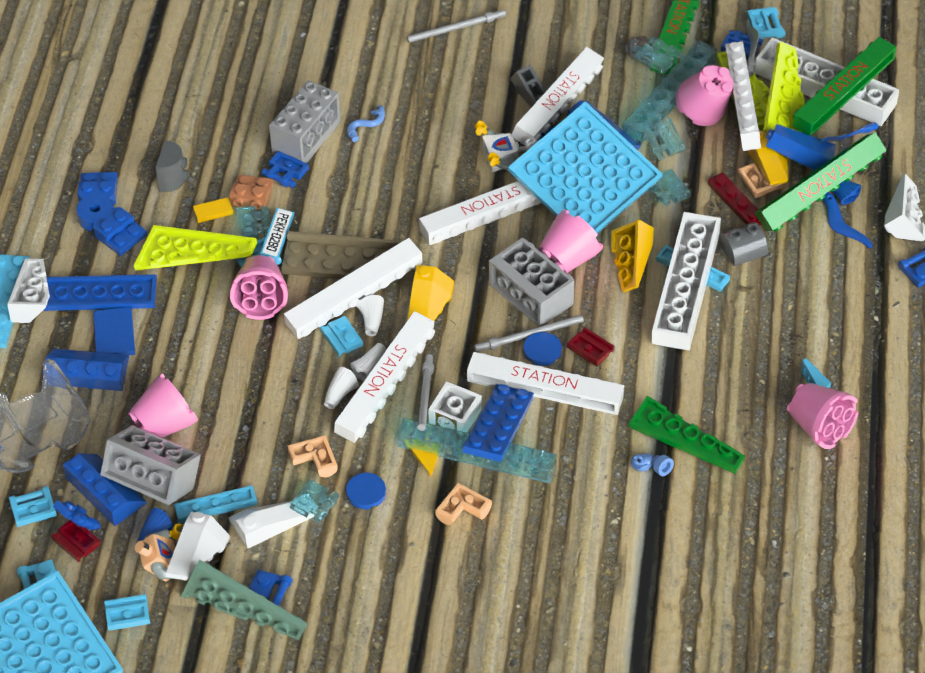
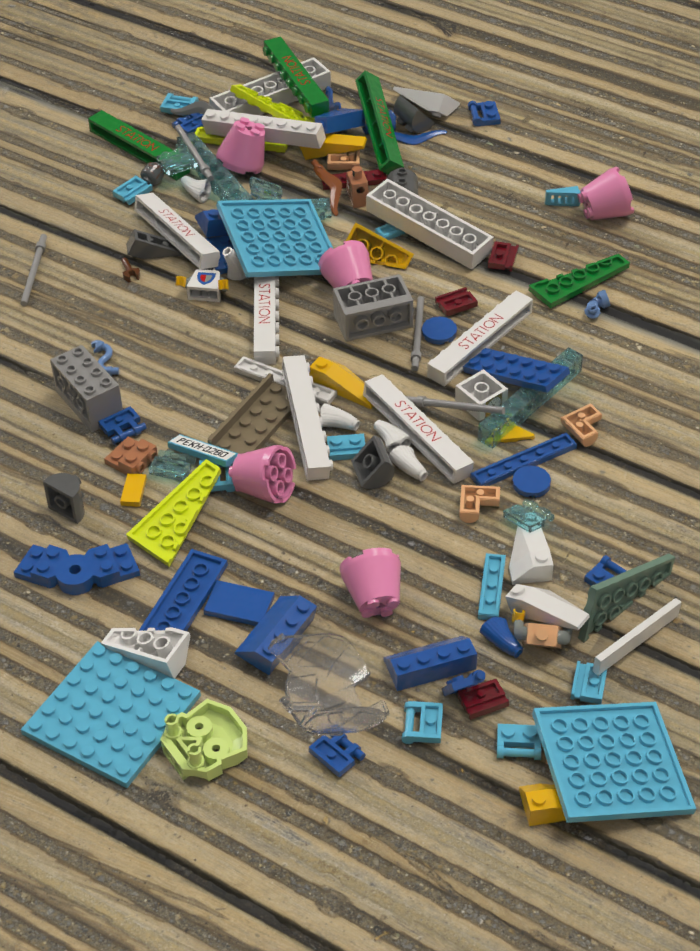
camera: 65 degrees left, 5 degrees down
(150, 464) = (438, 606): light grey brick -> none
(191, 629) = (636, 636): none -> white tile
(319, 362) = (373, 464): none -> dark grey brick
(392, 475) = (530, 457): none -> blue tile
(403, 287) = (259, 371): none -> white tile
(494, 91) = (129, 270): none -> reddish brown bar
(608, 44) = (131, 188): none -> medium azure plate
(639, 88) = (197, 188): none -> white piece
(658, 79) = (204, 168): none -> light grey bar
(685, 361) = (503, 256): none -> dark red plate
(711, 186) = (332, 181): none -> dark orange piece
(715, 202) = (357, 181): none -> nougat torso
(866, 207) = (411, 116): none -> dark grey brick

